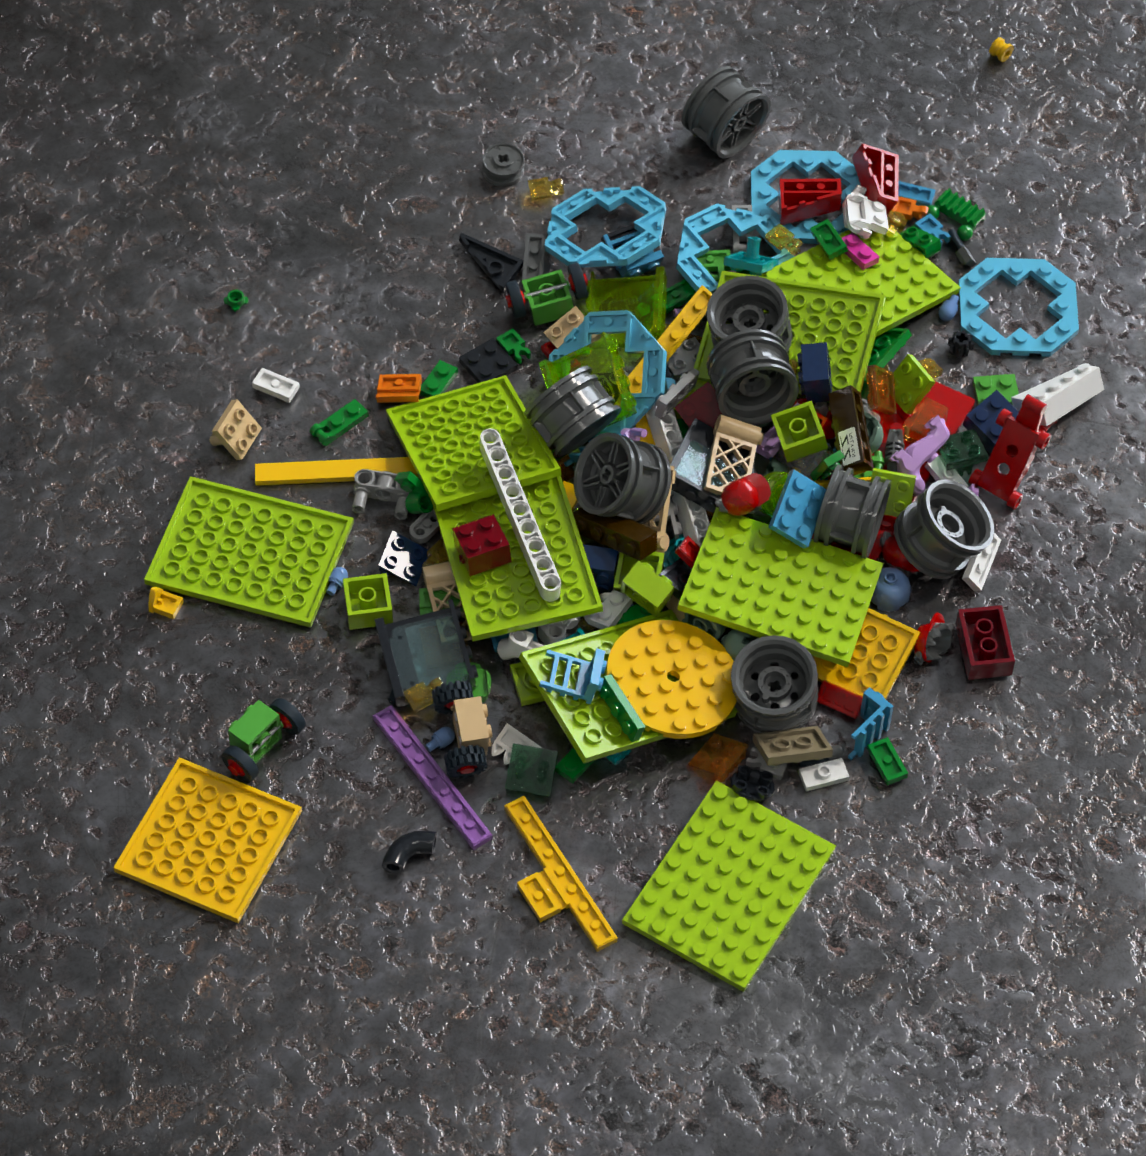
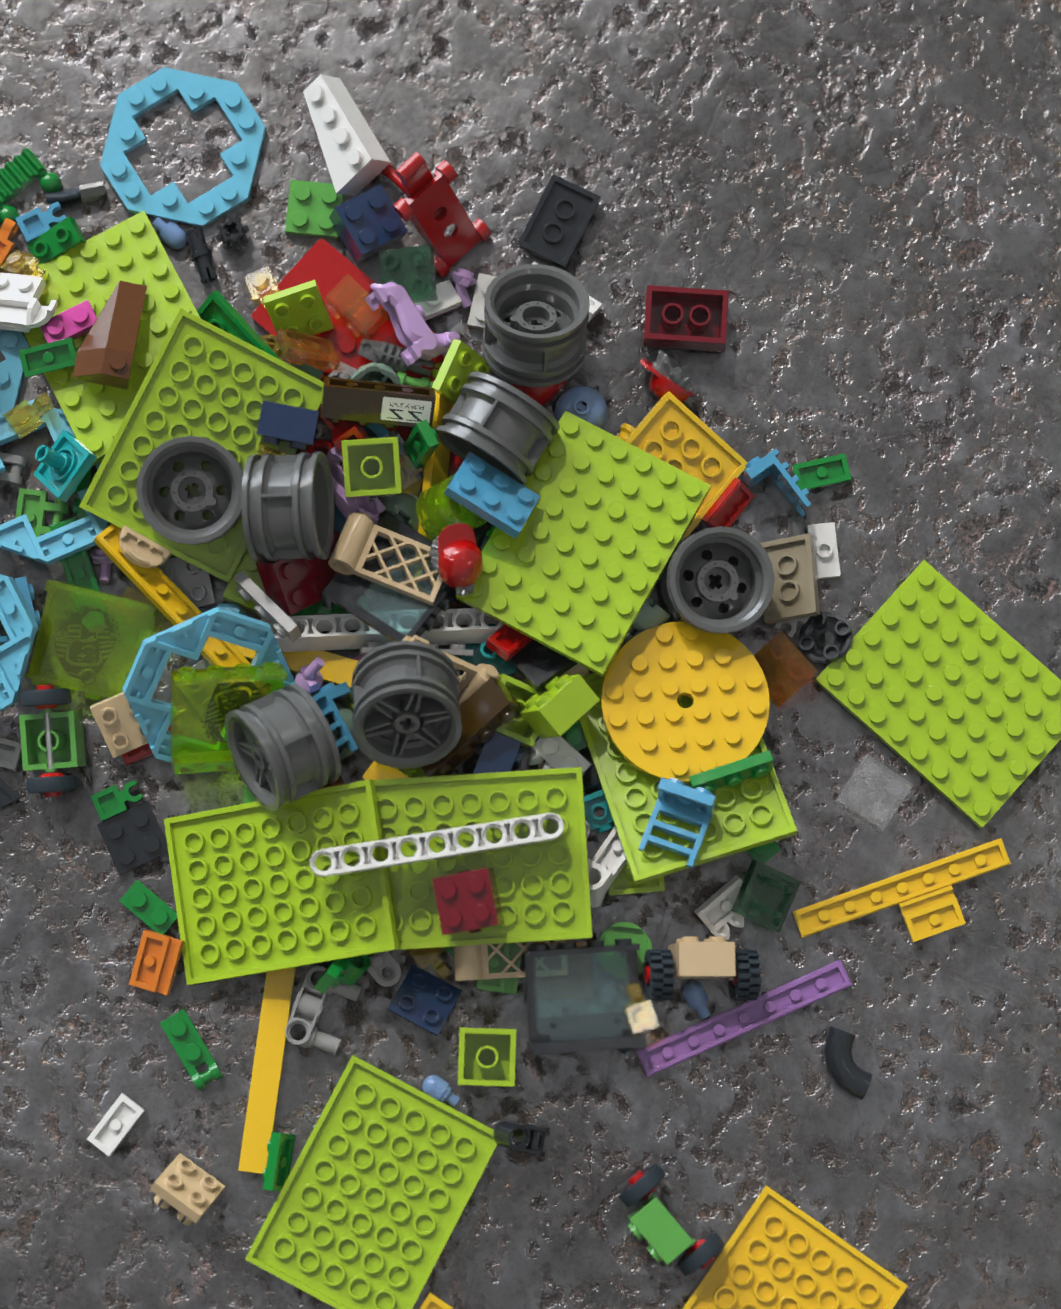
camera: 80 degrees left, 25 degrees up
(270, 485) = (278, 1161): none -> green plate
(310, 638) = (525, 1138): none -> black piece
(632, 834) = (873, 793): none -> clear brick
(697, 316) = (142, 550): none -> tan plate
(853, 273) = (111, 342): none -> reddish brown wedge
(938, 330) = (201, 255): none -> black pin
(1038, 550) = (559, 221): none -> black plate

